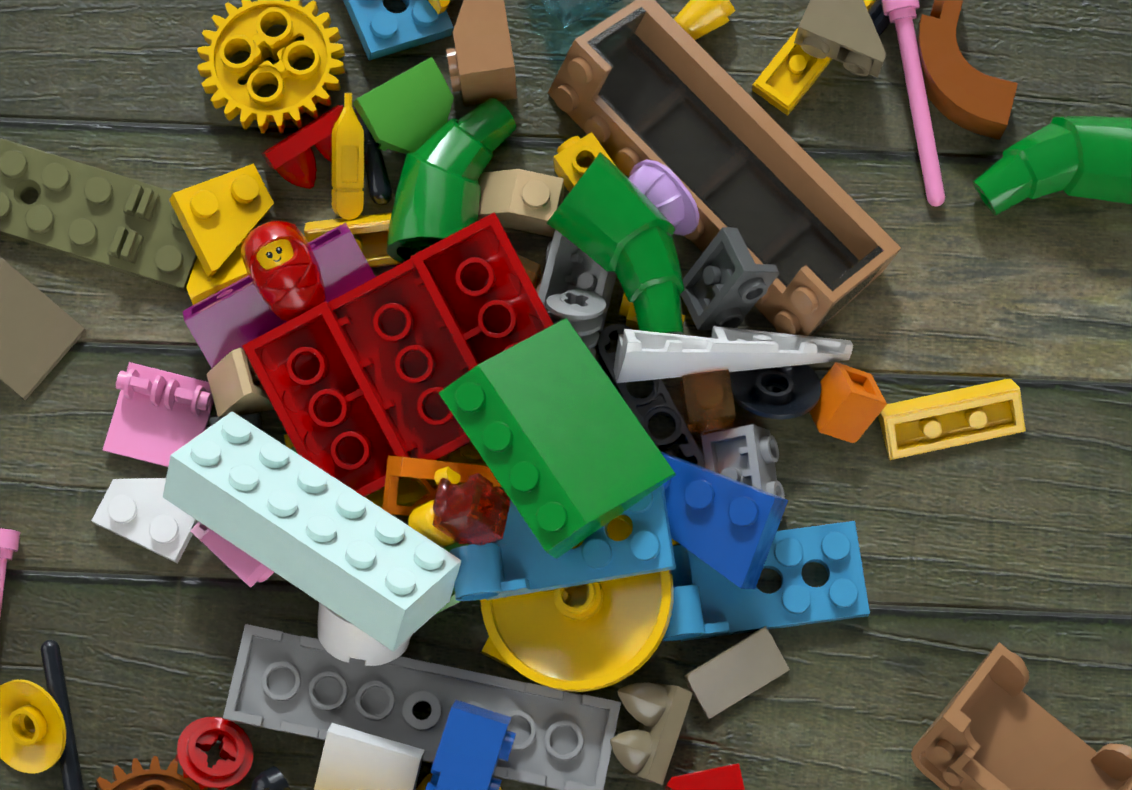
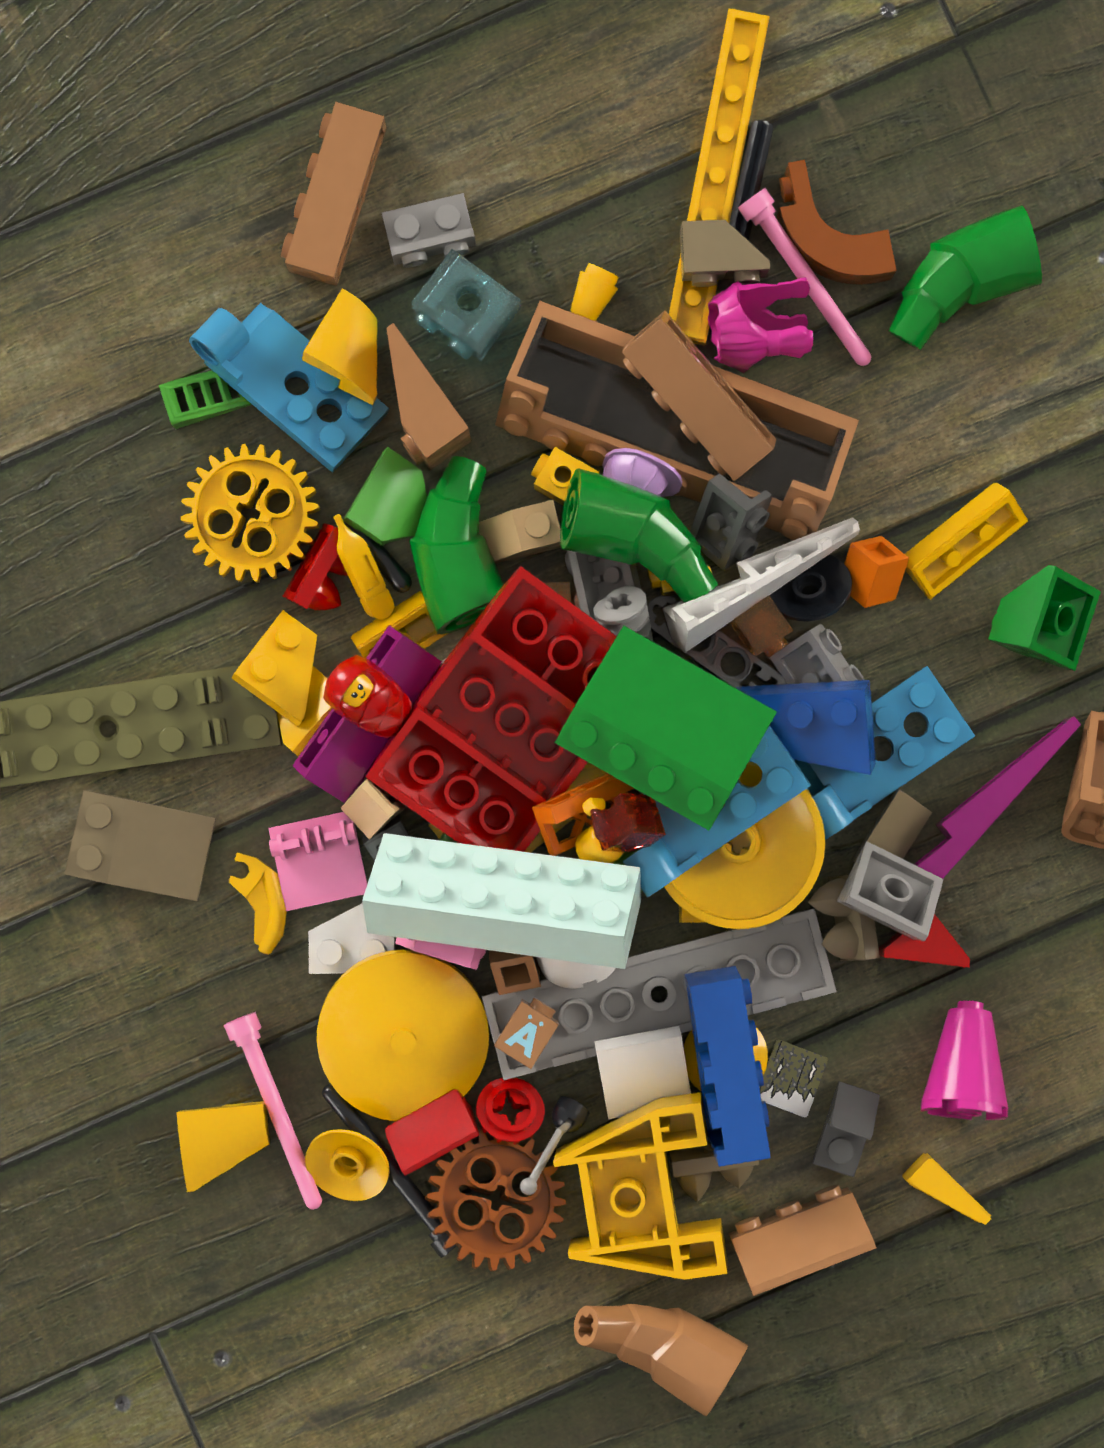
camera: 30 degrees left, 10 degrees up
(90, 425) = (265, 896): none -> yellow piece
(126, 734) = (431, 1131): none -> slope
(148, 626) = (401, 1033): none -> yellow dish
(269, 677) = (527, 1032): none -> medium nougat brick
(290, 611) = (514, 972): none -> medium nougat brick
(705, 719) = (892, 892): none -> light grey slope
(753, 147) = (698, 396): none -> medium nougat brick
(823, 694) = (979, 811): none -> magenta slope
(833, 110) = (749, 331): none -> dark pink piece
(998, 531) = (1046, 617): none -> green slope

